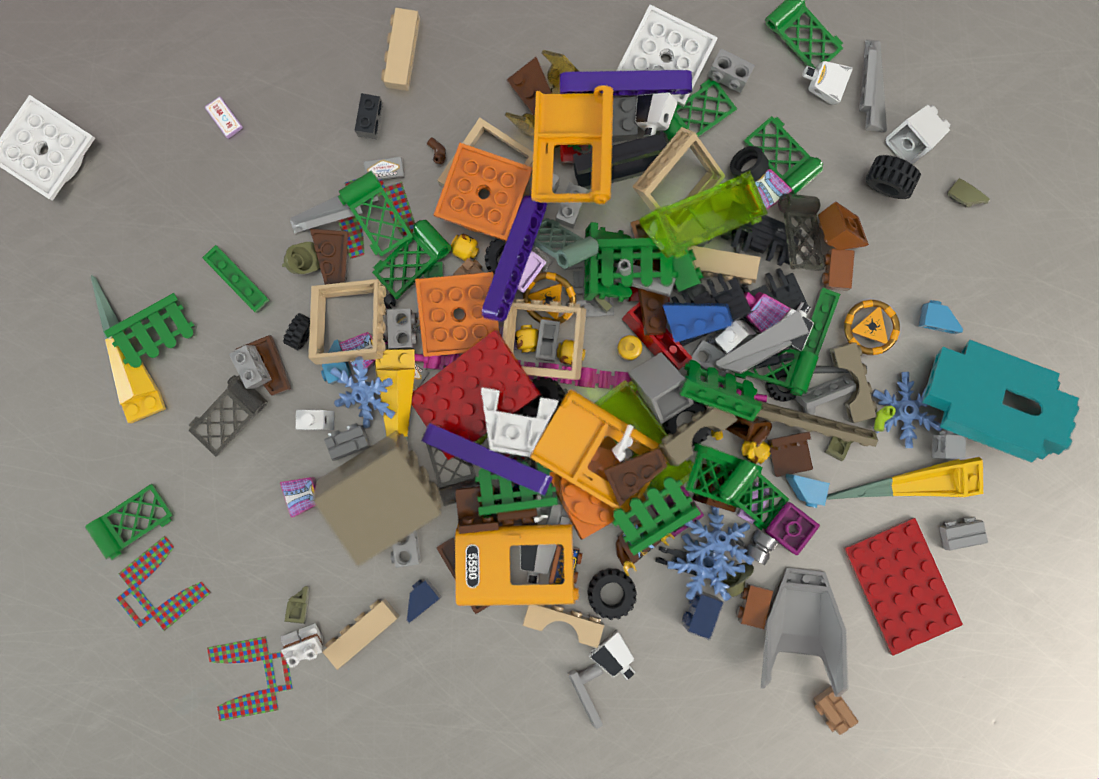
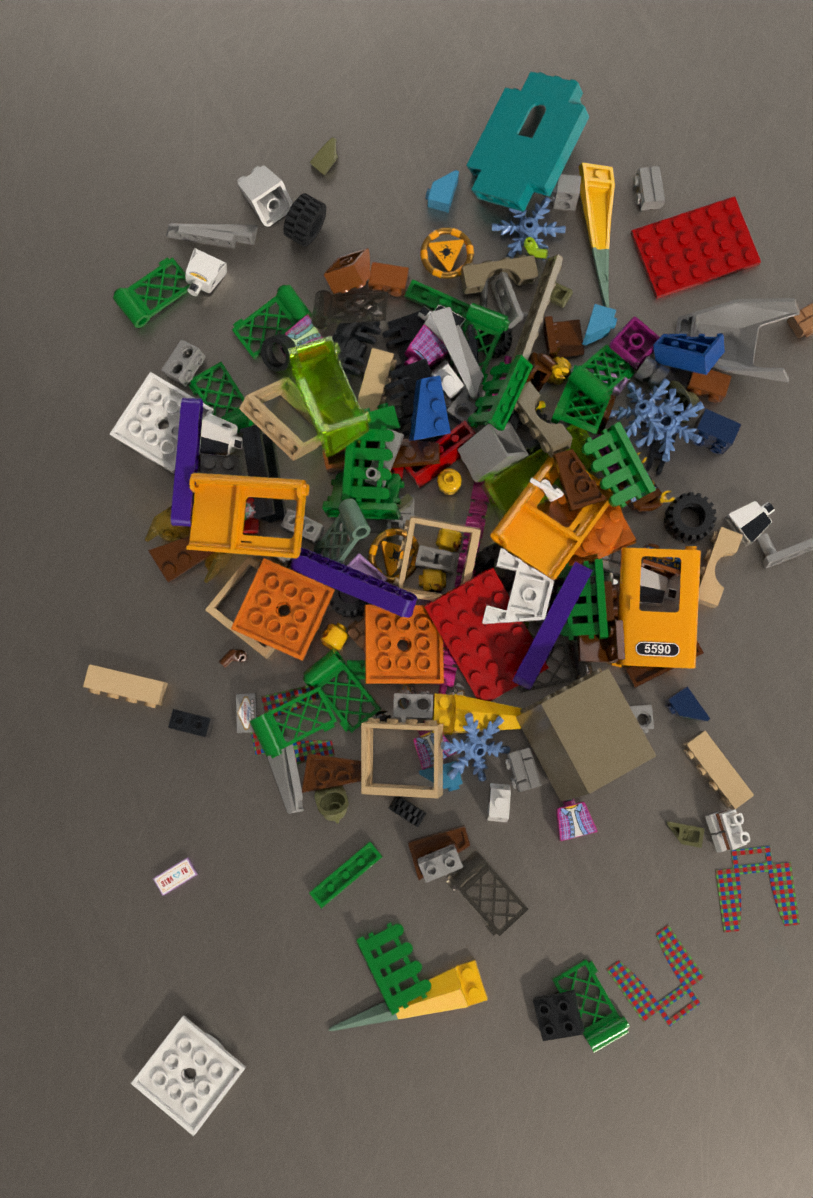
camera: 80 degrees left, 5 degrees down
(116, 491) = (558, 1015): none -> black brick
(783, 583) = (689, 353): none -> blue wedge

